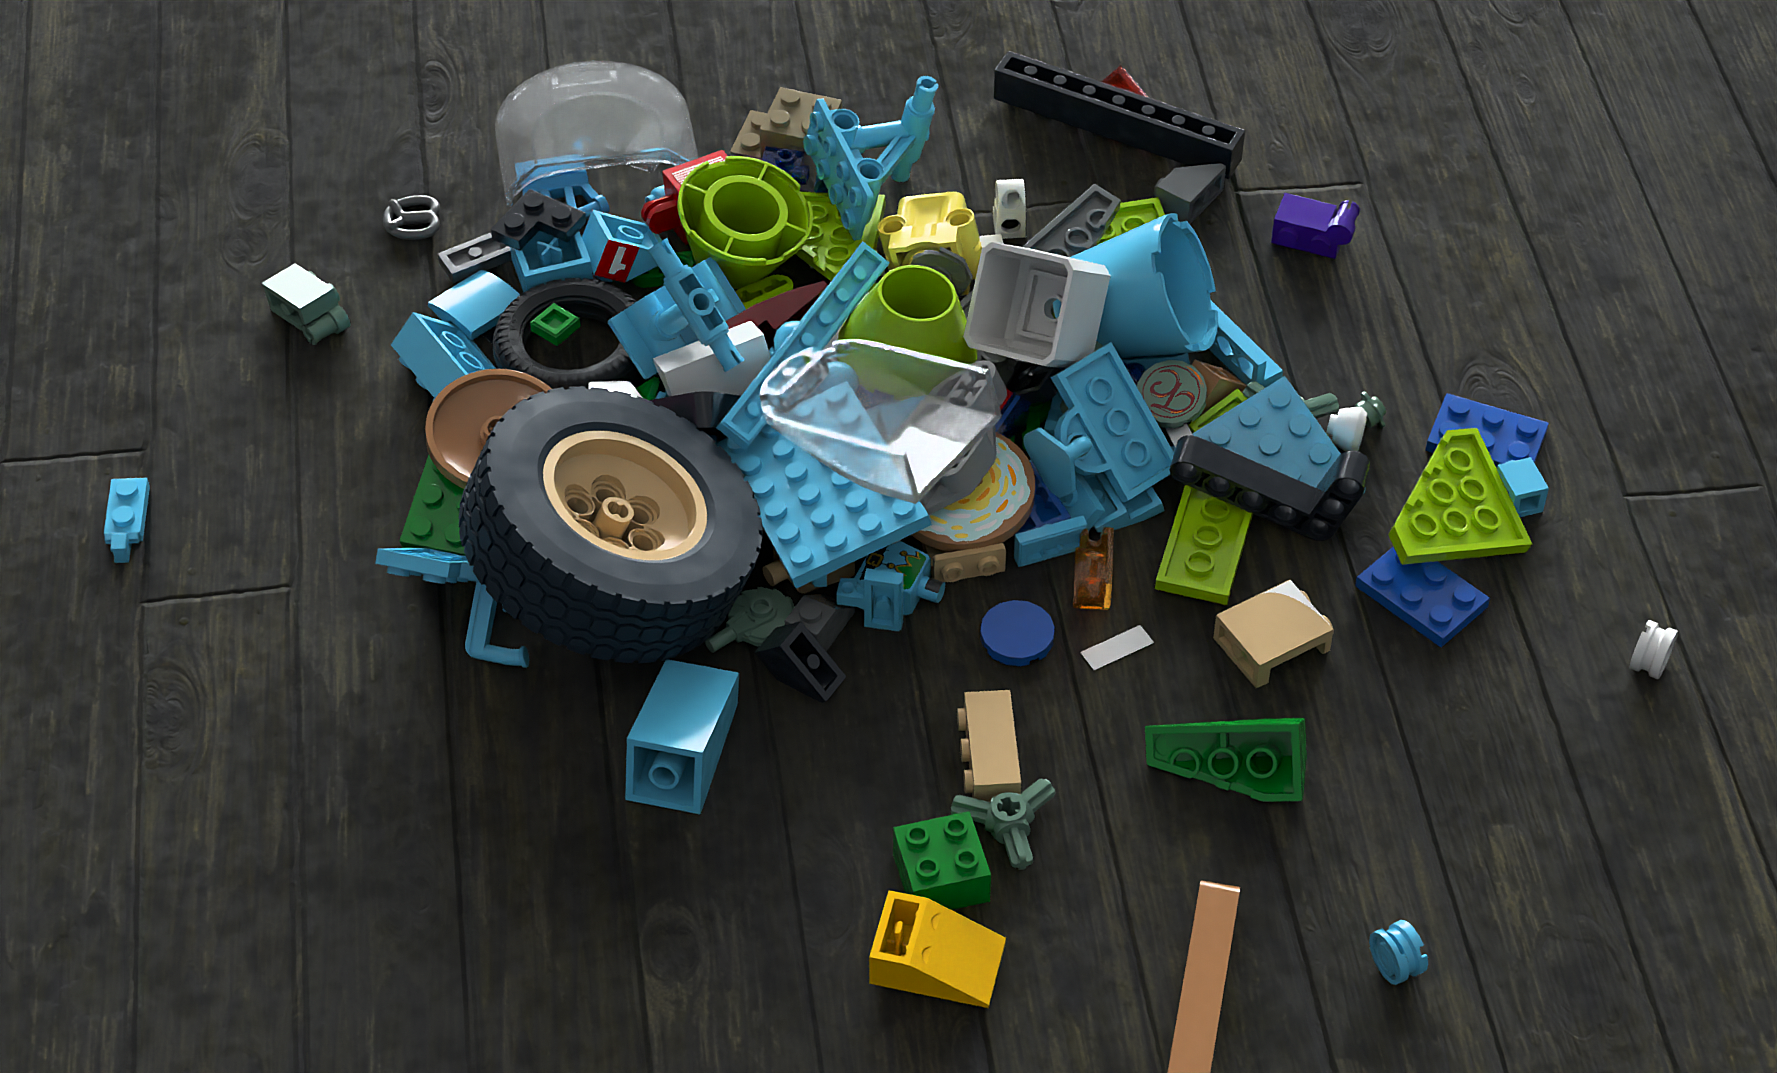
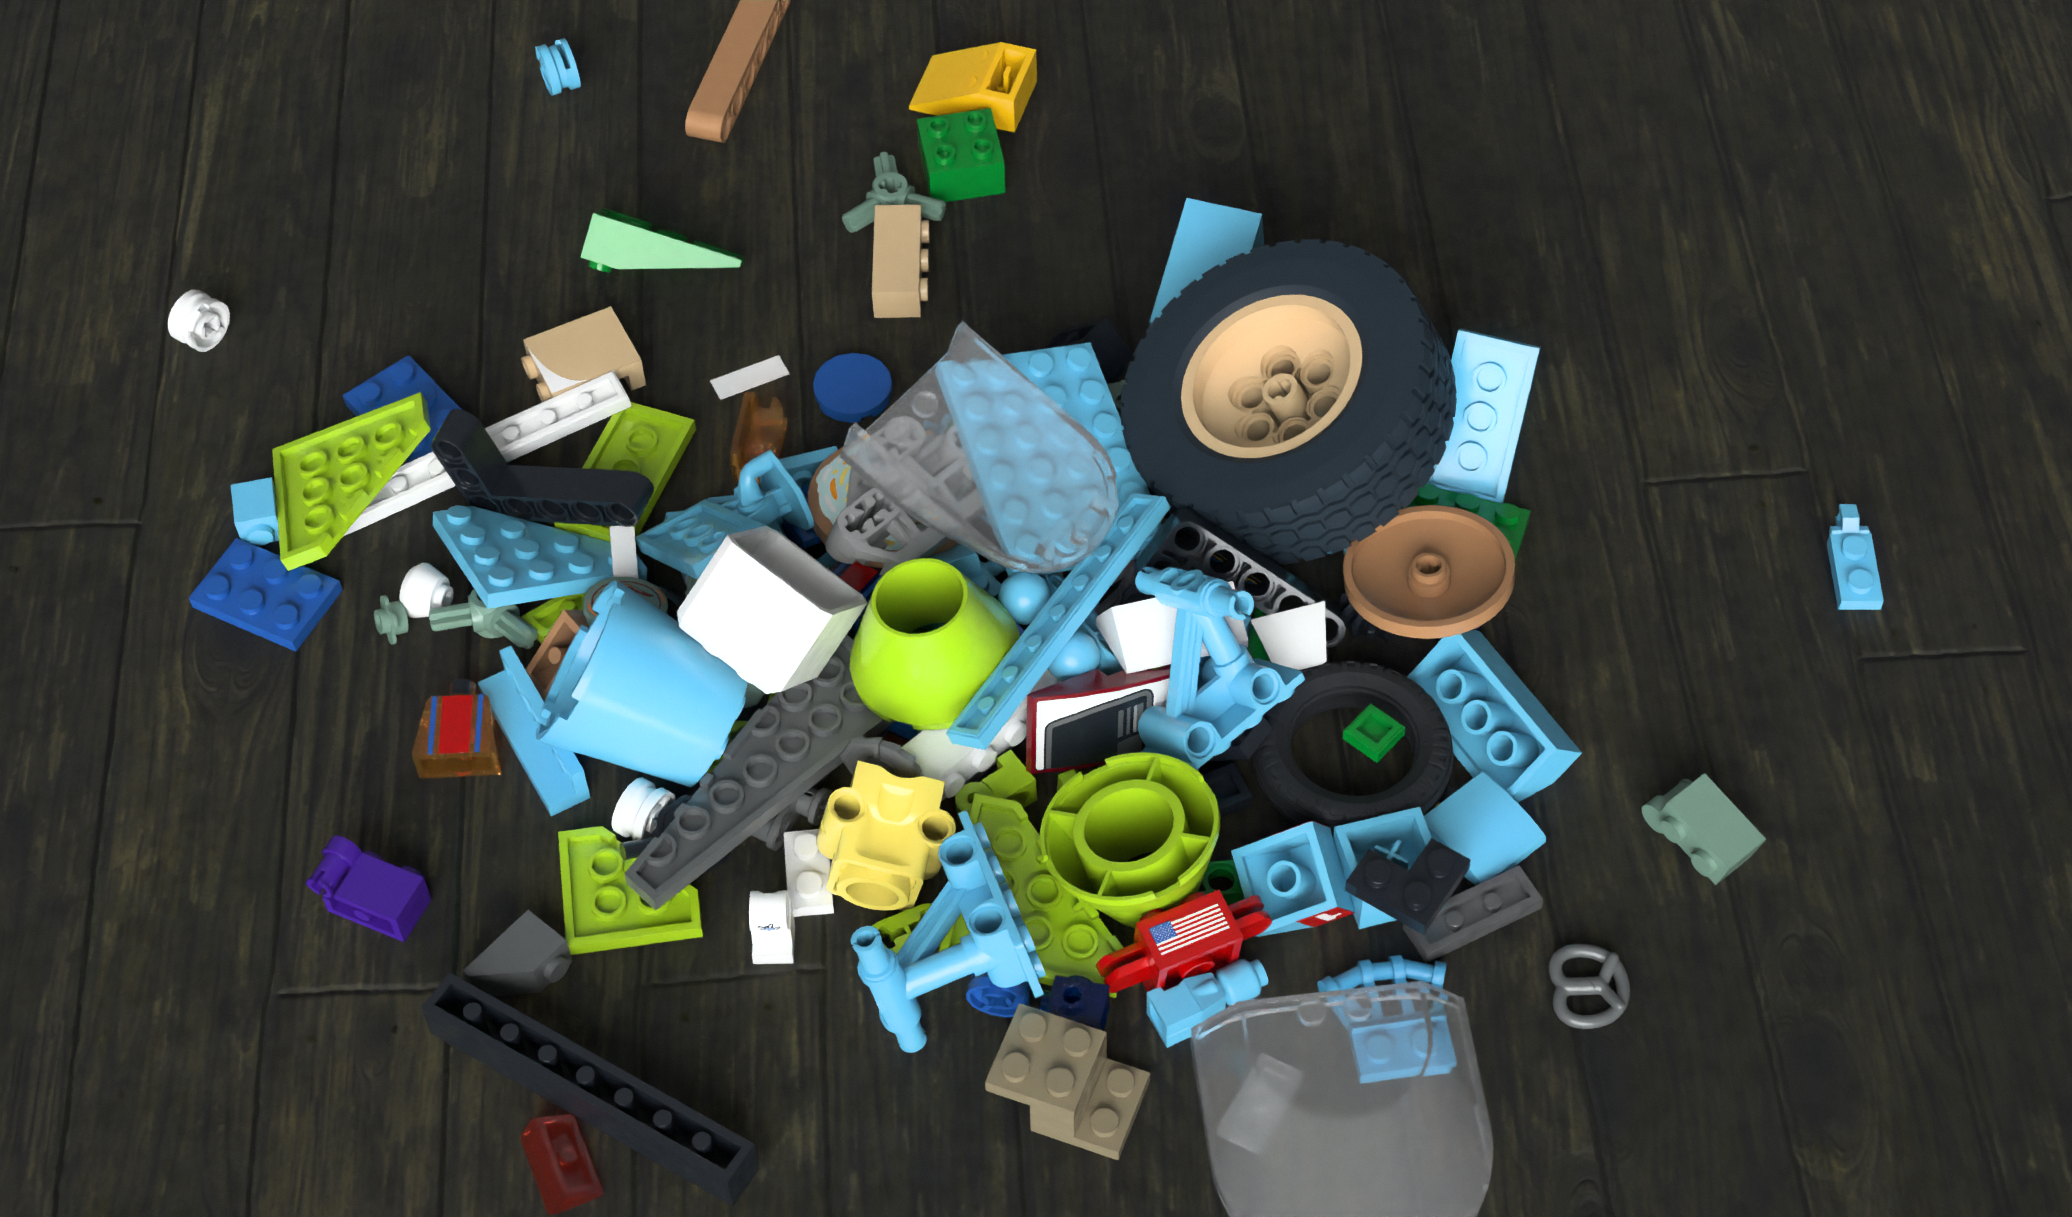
camera: 175 degrees left, 5 degrees up
(1283, 328) = (457, 735): none -> clear orange torso
(1313, 557) = (513, 438): none -> white tile

